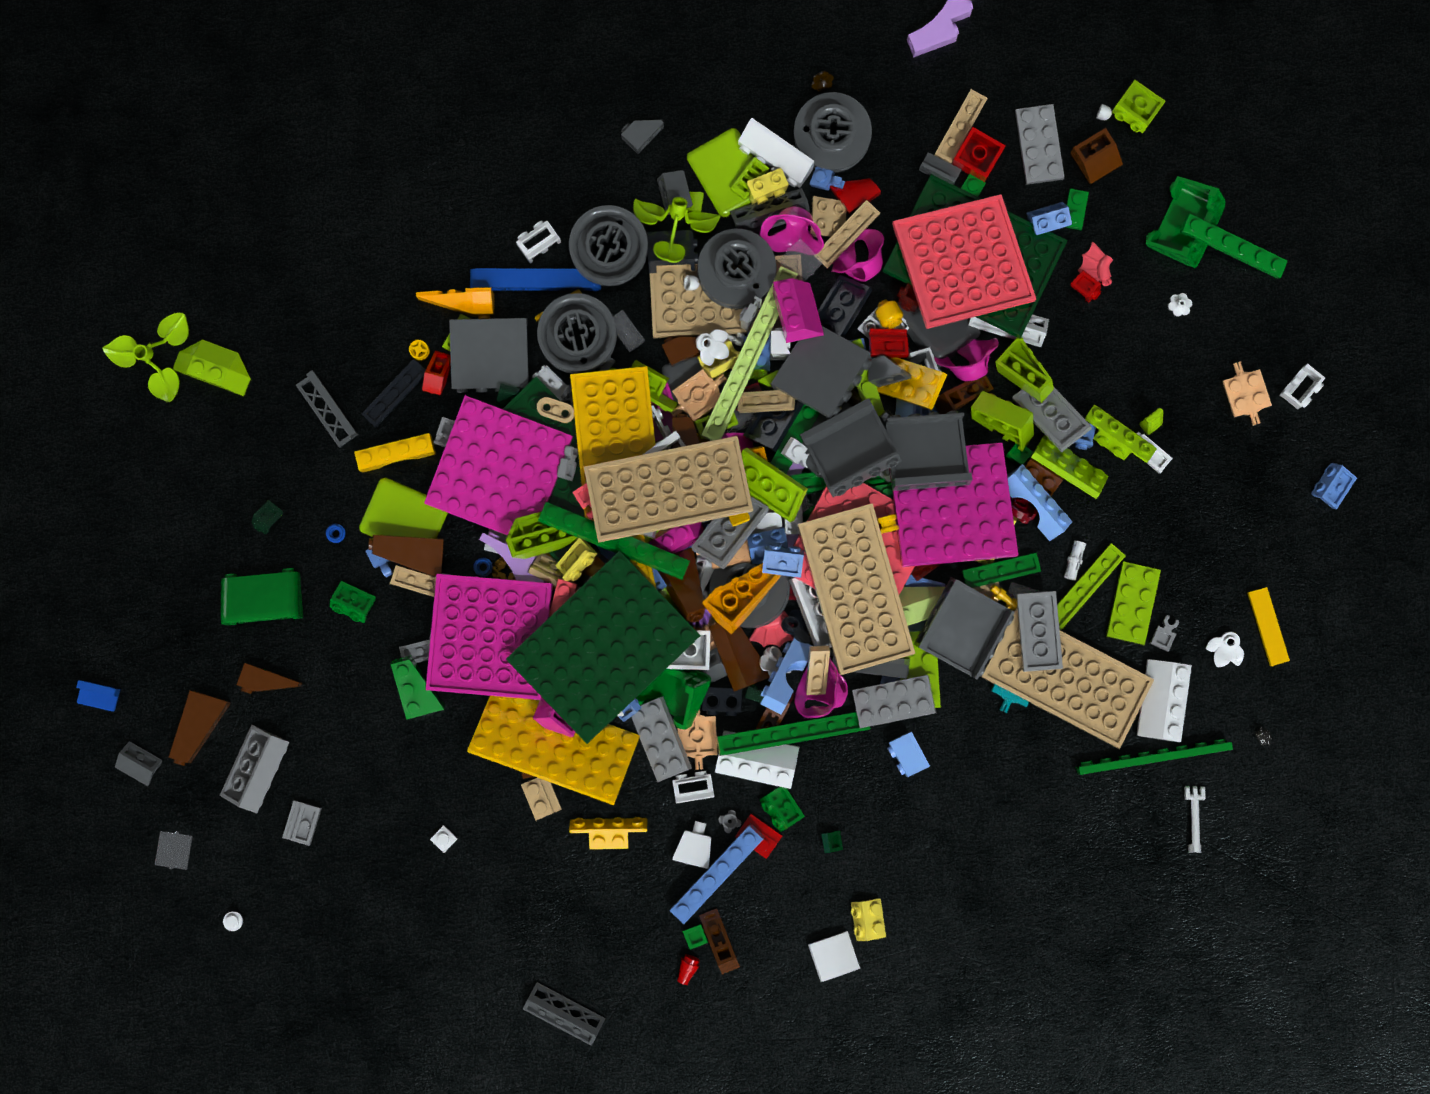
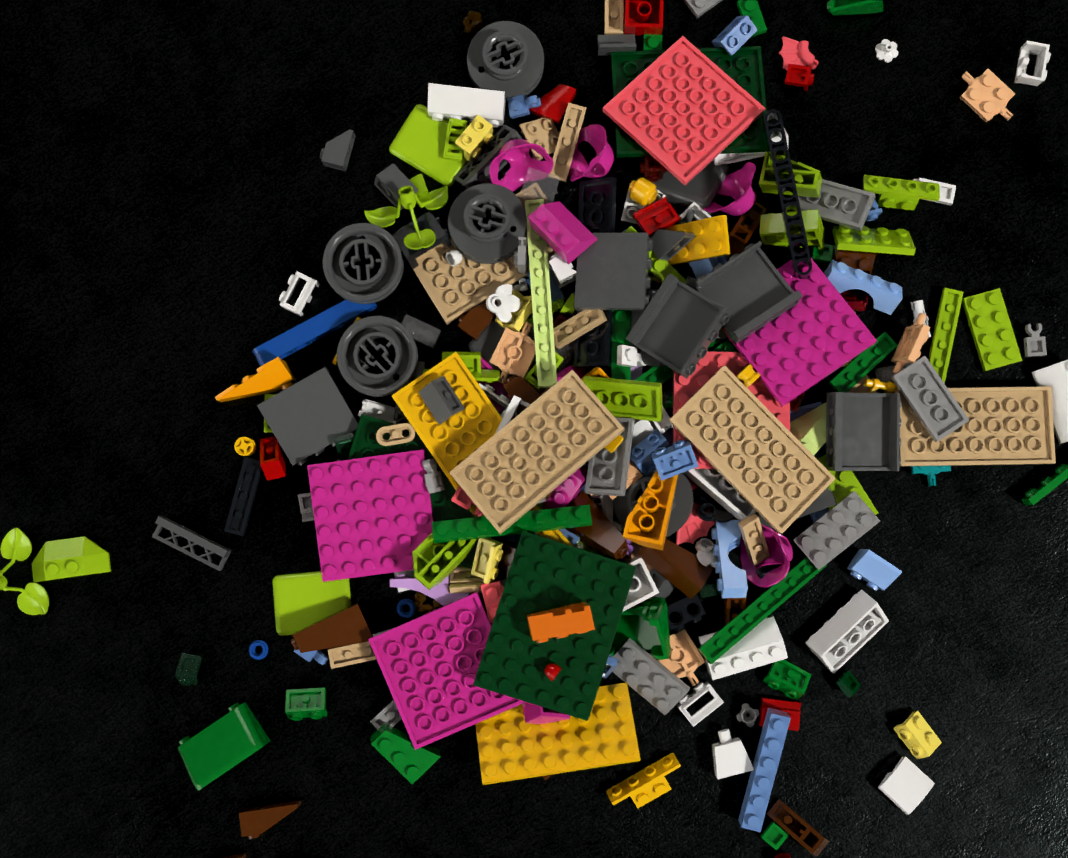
camera: 25 degrees left, 0 degrees up
(396, 451) = (272, 548): yellow arch -> none
(541, 797) = (570, 787): tan plate -> none
(579, 683) = (552, 671): none -> red hinge
(608, 645) = (560, 622): none -> orange wedge
(611, 401) = (441, 399): none -> dark grey panel
(857, 796) = (847, 631): none -> white slope
(1015, 376) = (787, 184): none -> black beam
(1046, 580) = (910, 344): none -> light nougat plate
(1152, 422) = (920, 162): lime slope -> none

